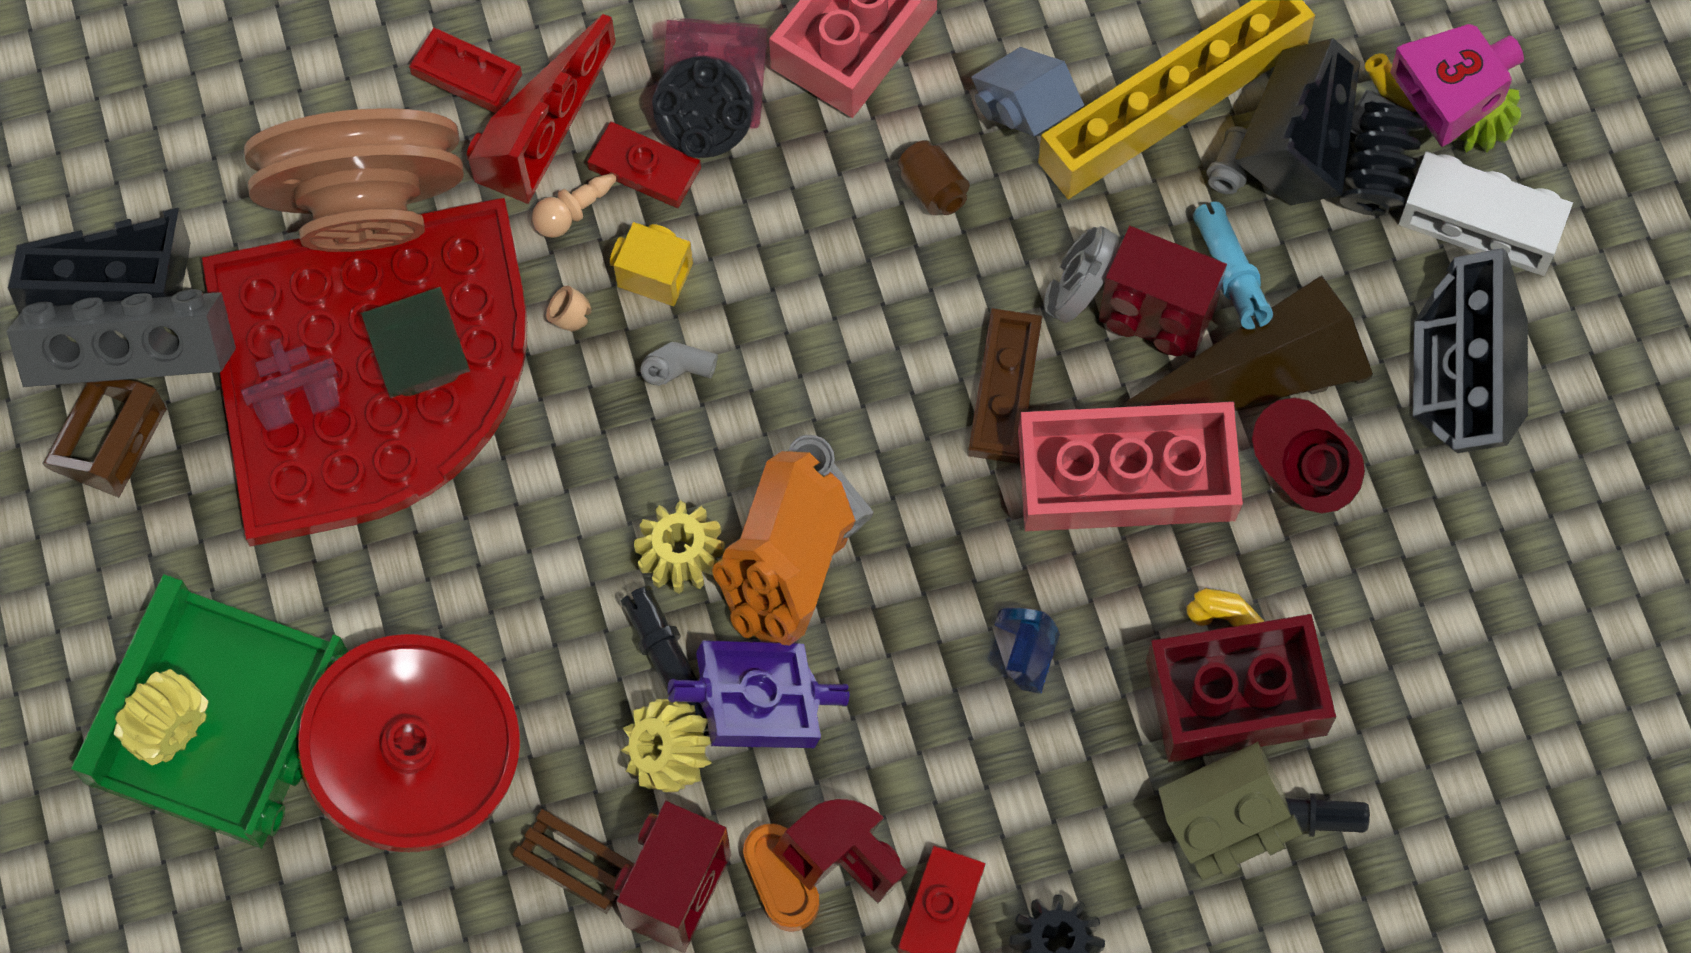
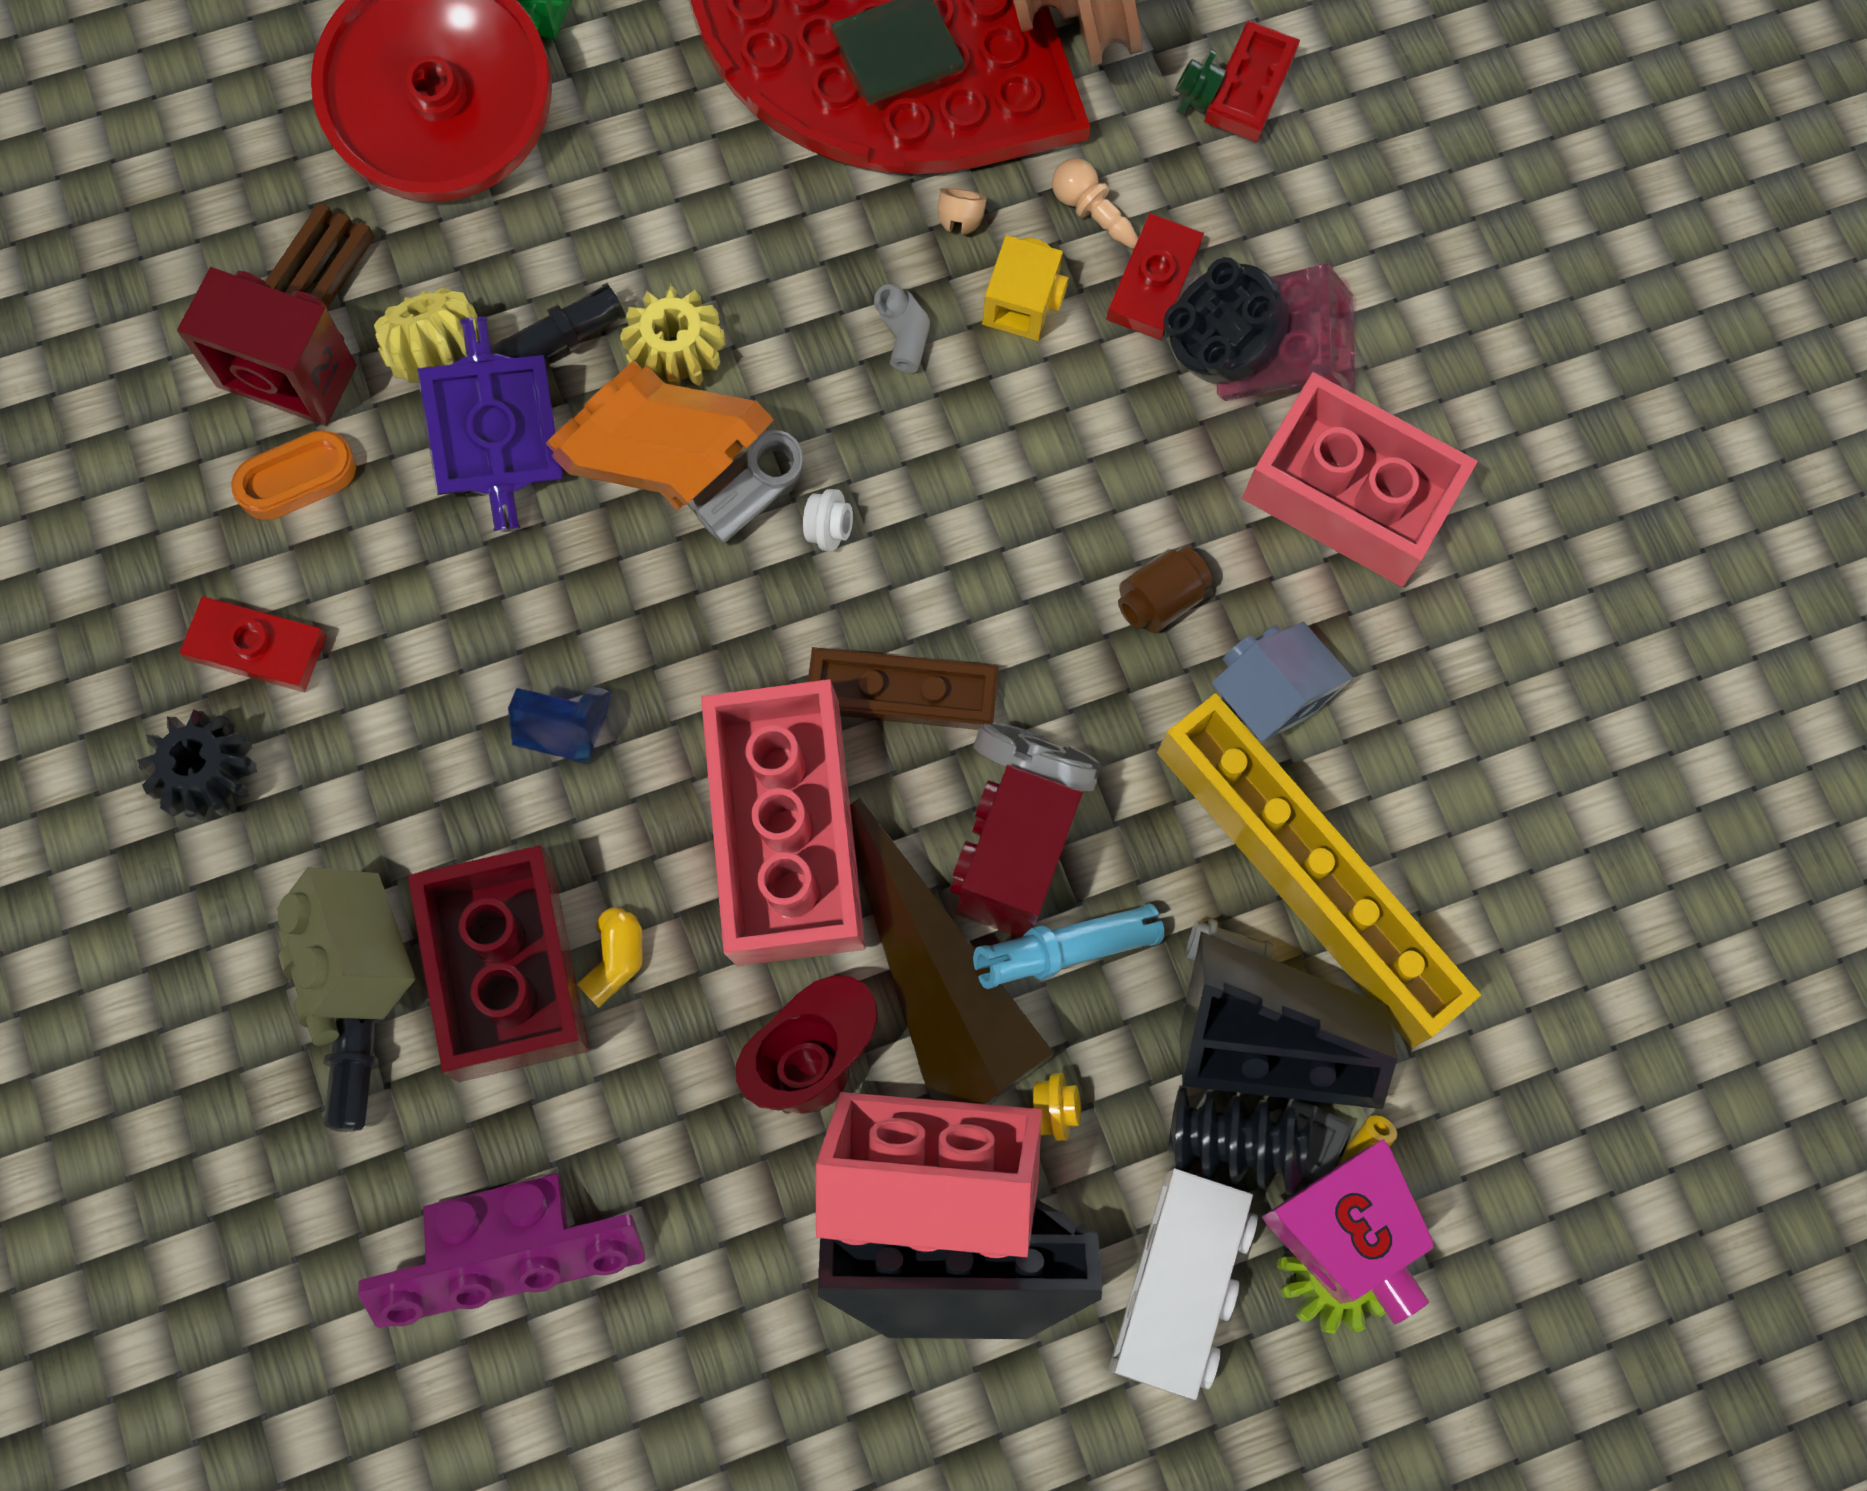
camera: 80 degrees right, 5 degrees up
(466, 108) = (1199, 83): none -> dark green plate
(532, 125) = (1189, 152): red wedge -> none
(841, 834) = (325, 521): dark red brick -> none
(857, 429) = (827, 519): none -> white plate
(1355, 288) = (1059, 1106): none -> yellow plate
(1414, 364) = (929, 1174): none -> coral brick
(1457, 701) = (498, 1248): none -> magenta bracket

